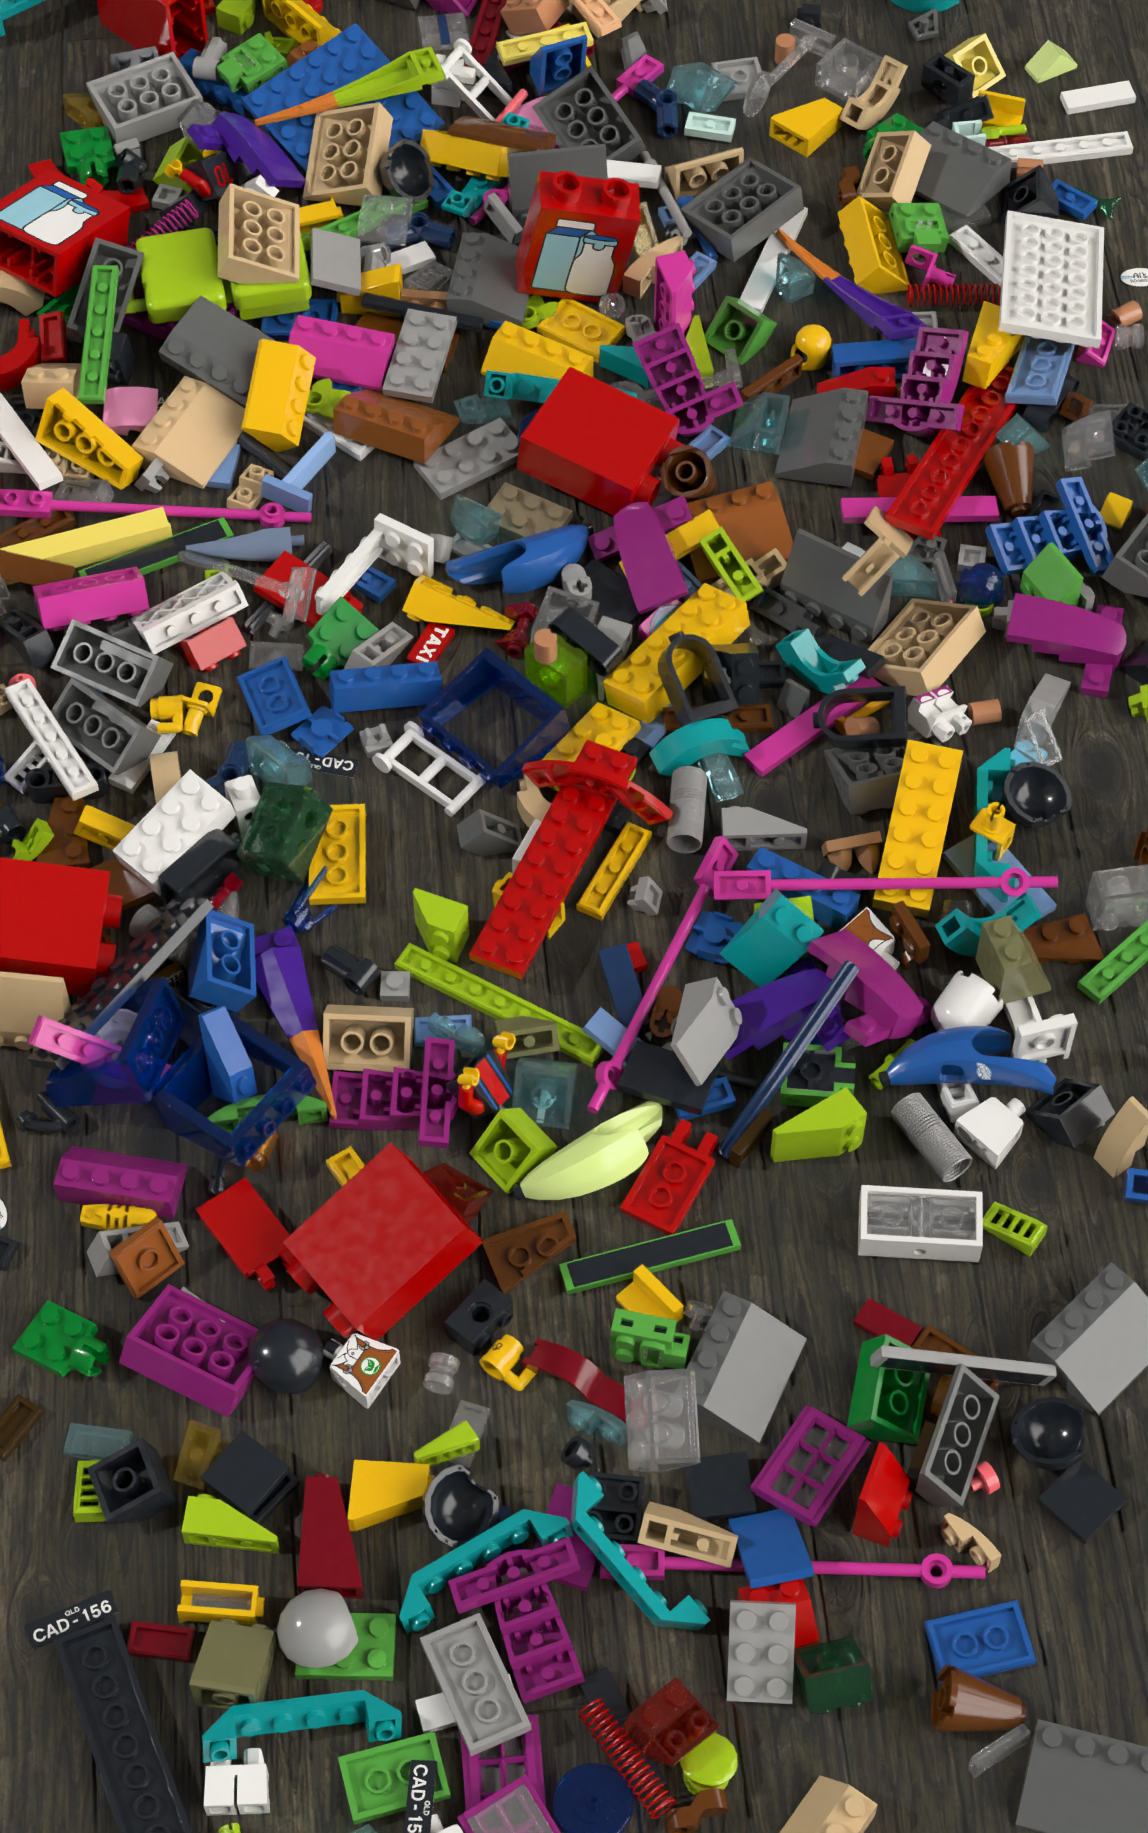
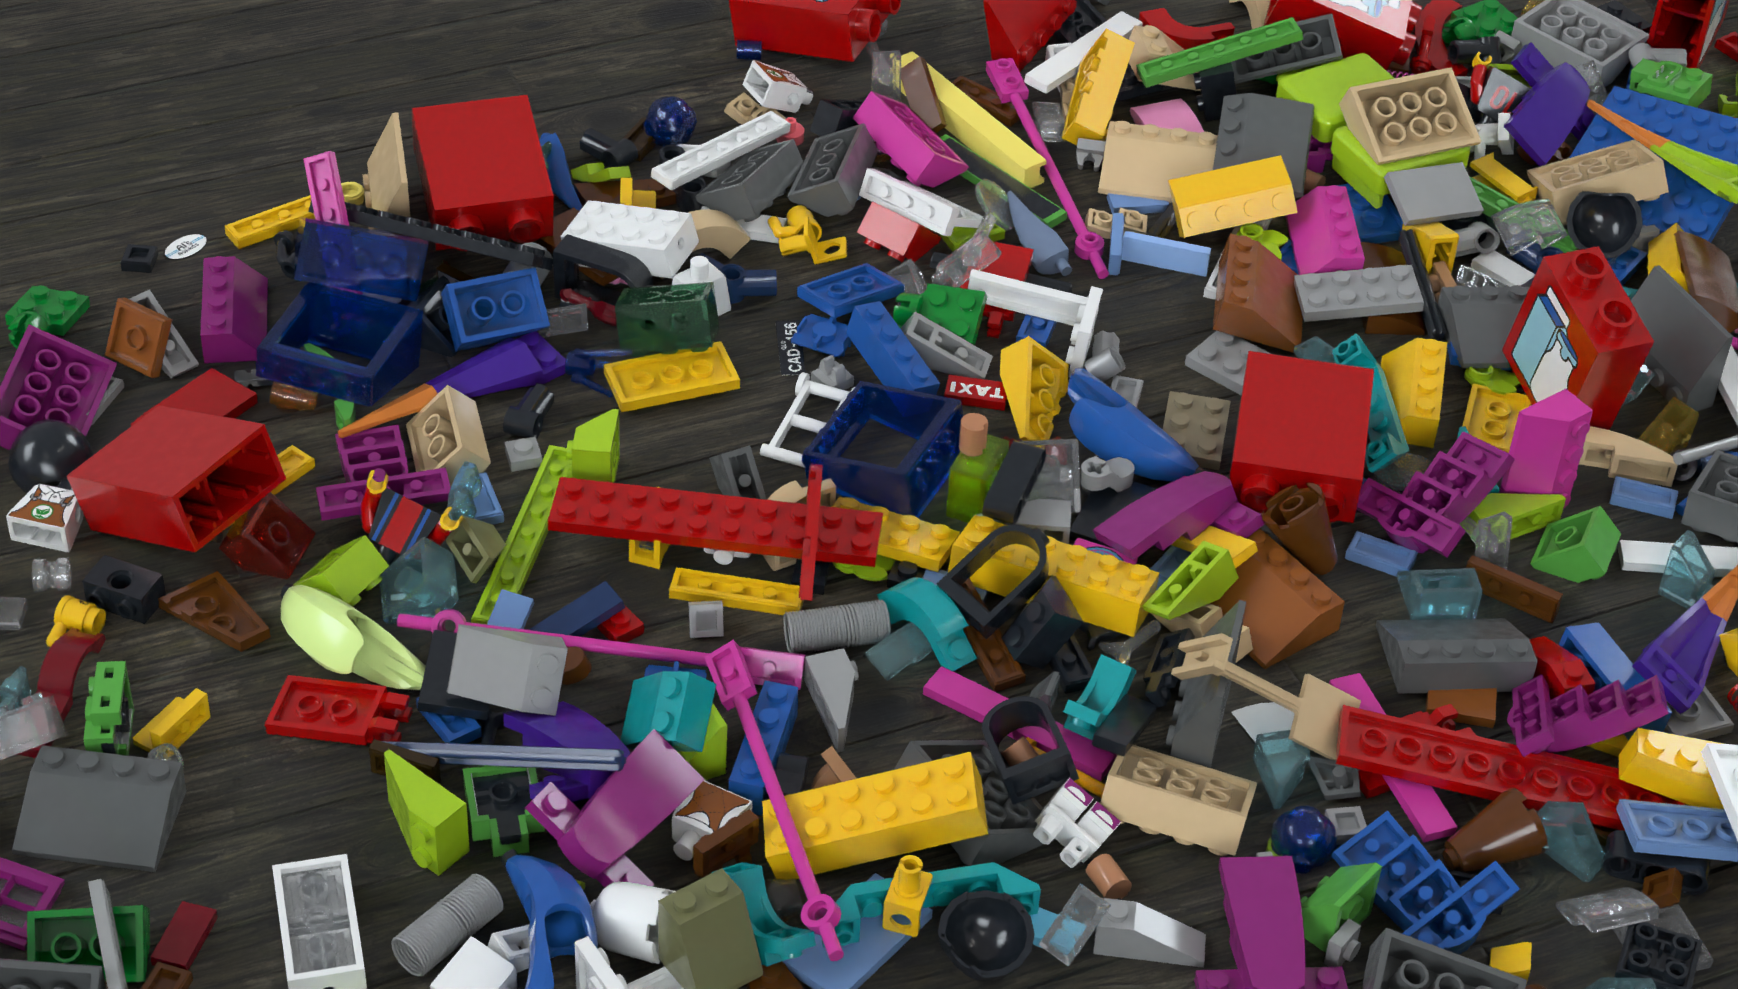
camera: 70 degrees right, 15 degrees down
(114, 1217) = (188, 319): yellow hinge -> none
(226, 1057) = (373, 324): blue slope -> none
(276, 762) = (761, 304): clear light blue slope -> none
(474, 520) = (1155, 384): clear light blue slope -> none
(653, 1254) = (235, 716): black tile -> none
(815, 343) = (1590, 605): yellow helmet -> none
(945, 581) = (1310, 793): clear tile -> none

